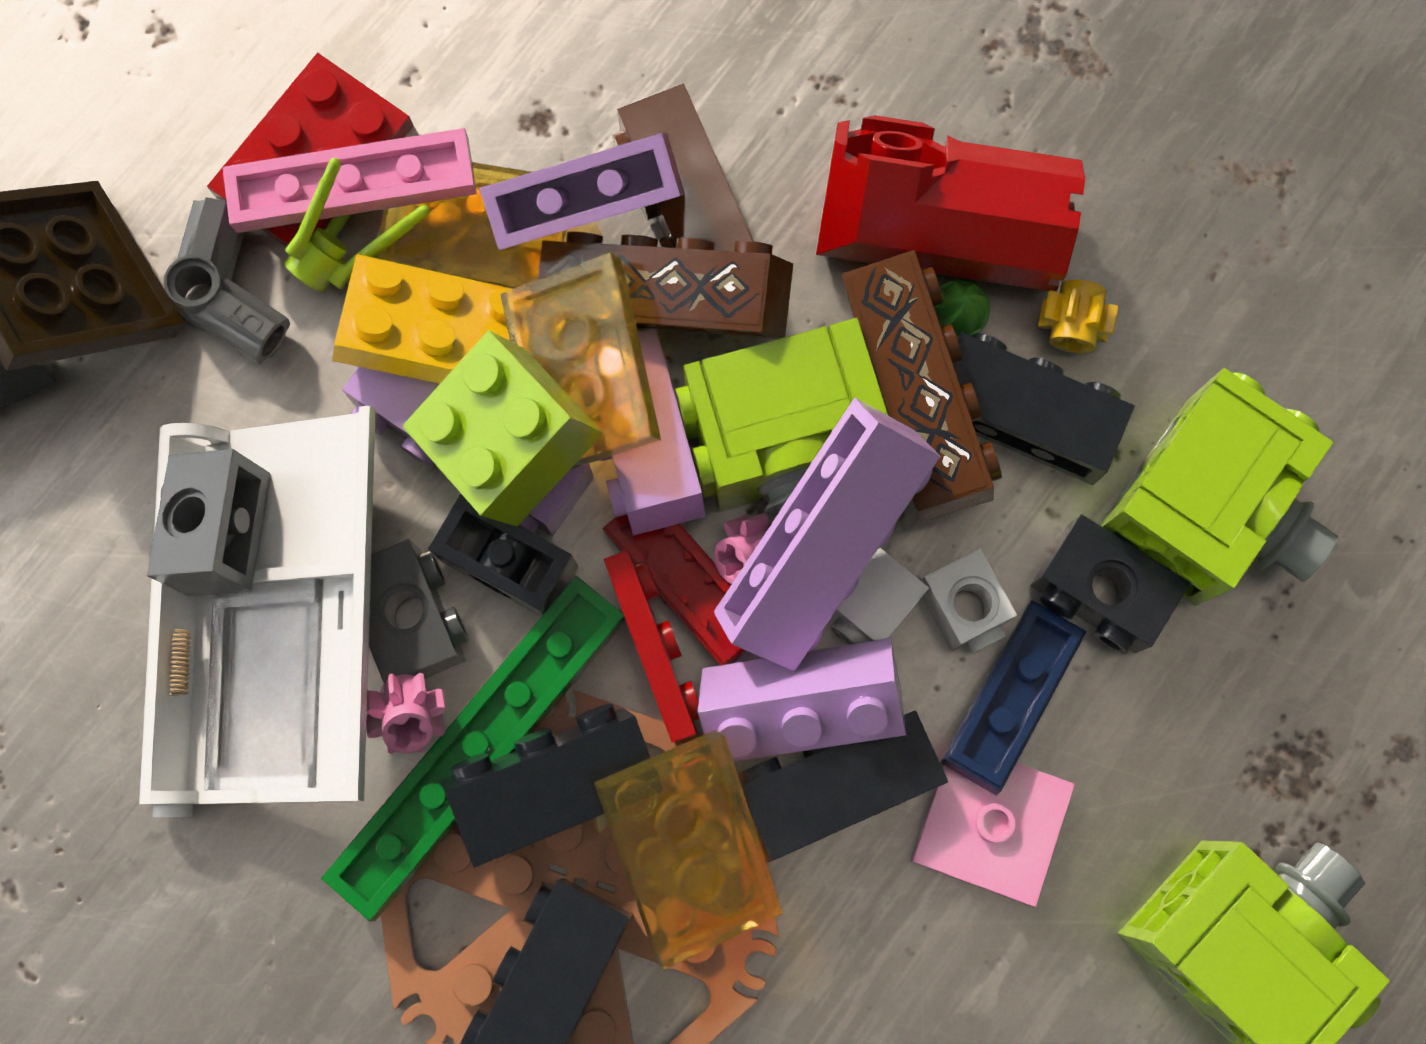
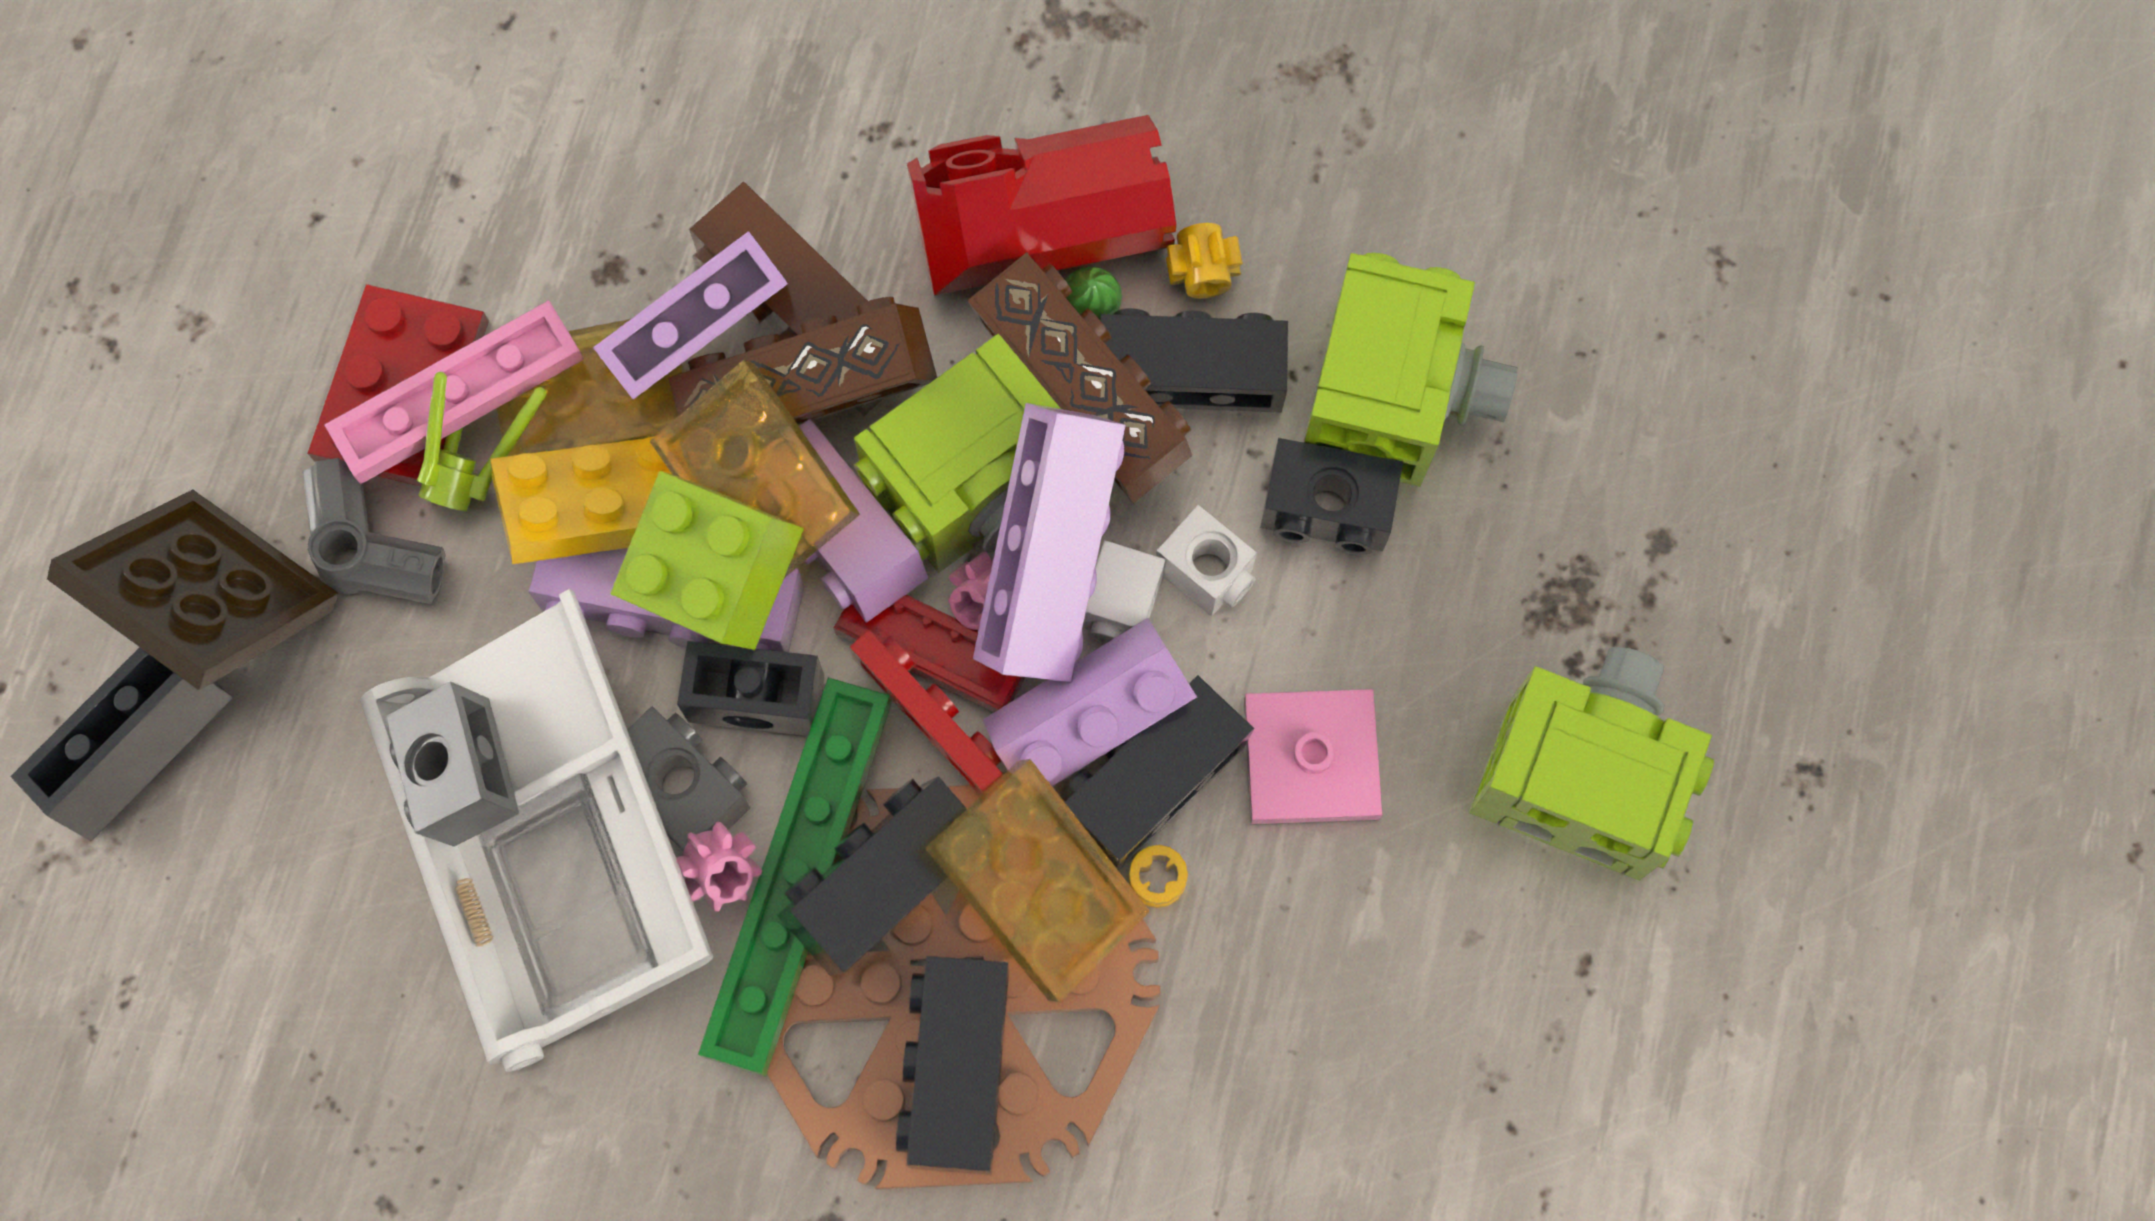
camera: 25 degrees left, 5 degrees down
(811, 896) = (1143, 862): none -> yellow bush
(1013, 697) = (1285, 632): dark blue tile -> none

